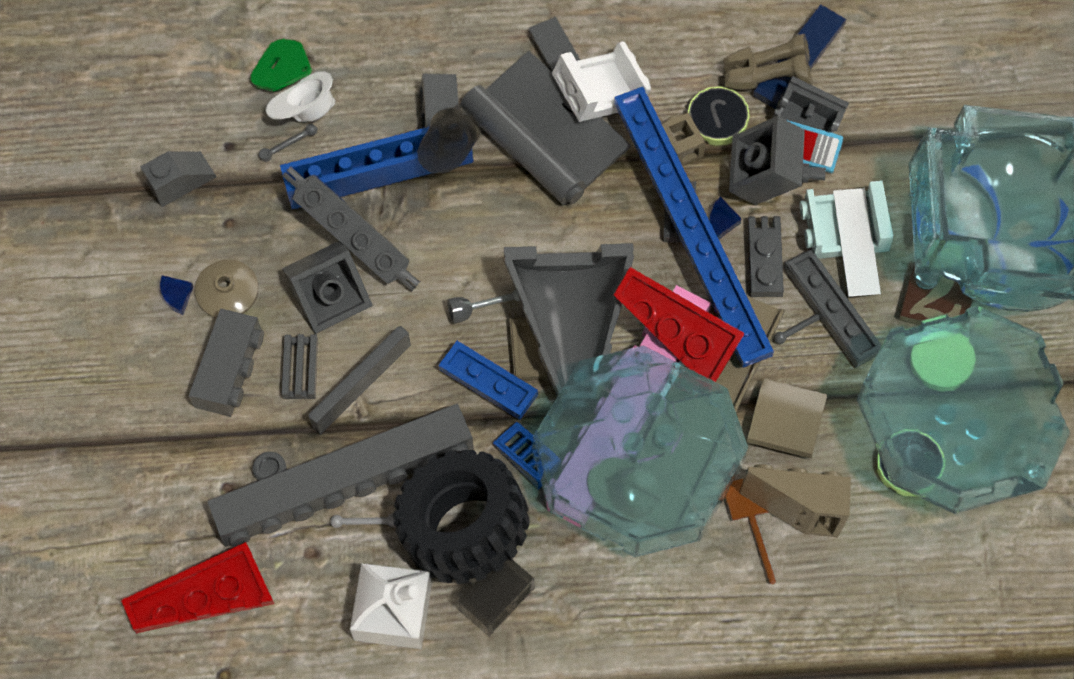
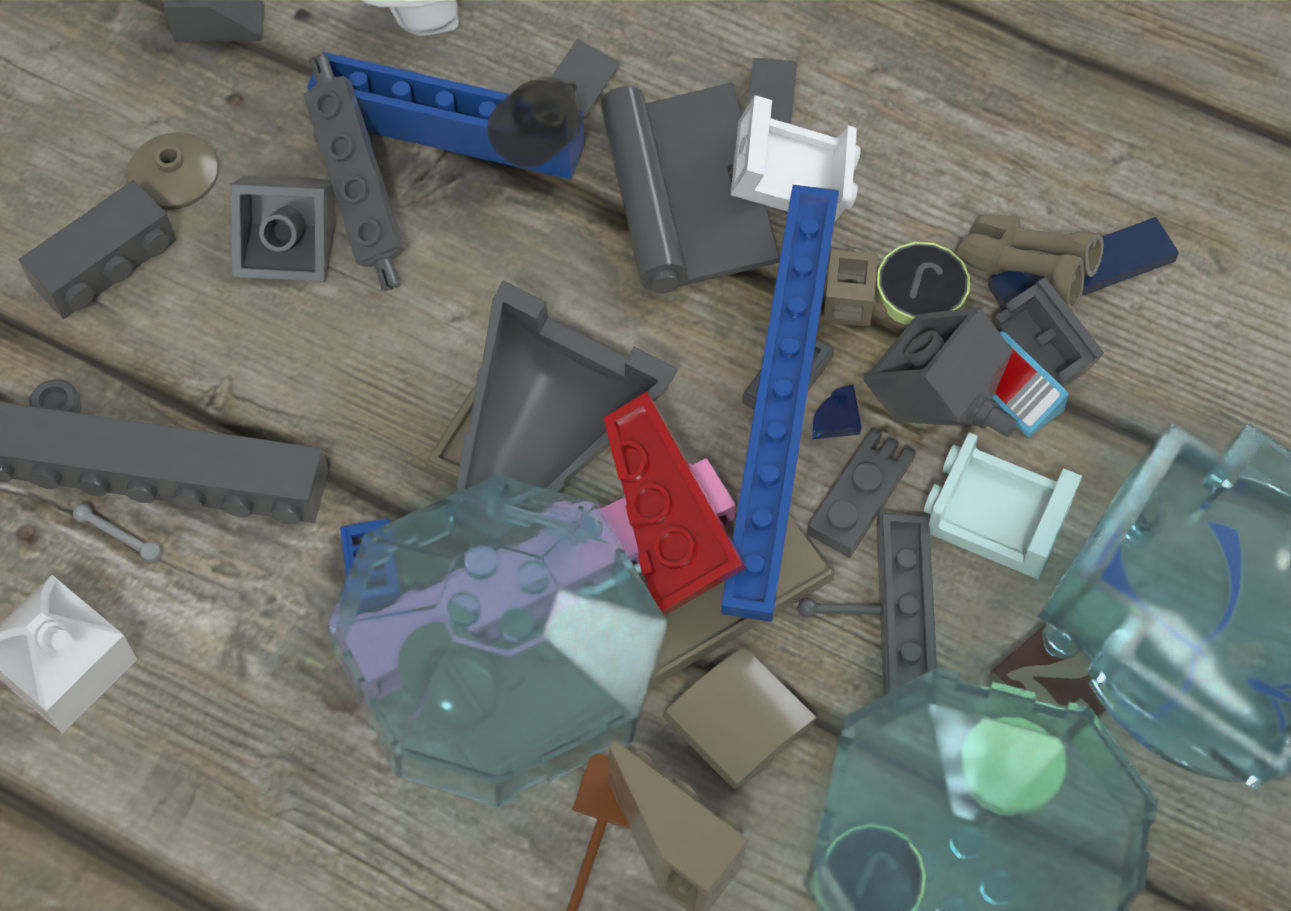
camera: 30 degrees right, 5 degrees down
(176, 293) = (110, 143): clear blue tile -> none
(266, 154) = (335, 44): dark grey hinge -> none
(300, 341) = (177, 299): dark grey tile -> none
(359, 379) = (234, 357): dark grey tile -> none
(461, 308) = (423, 341): hinge -> none
(479, 546) = (221, 632): black tyre -> none
(488, 380) = (390, 446): blue plate -> none
(495, 597) = (194, 717): clear smoke brick -> none
(856, 242) = (996, 541): white sticker -> none

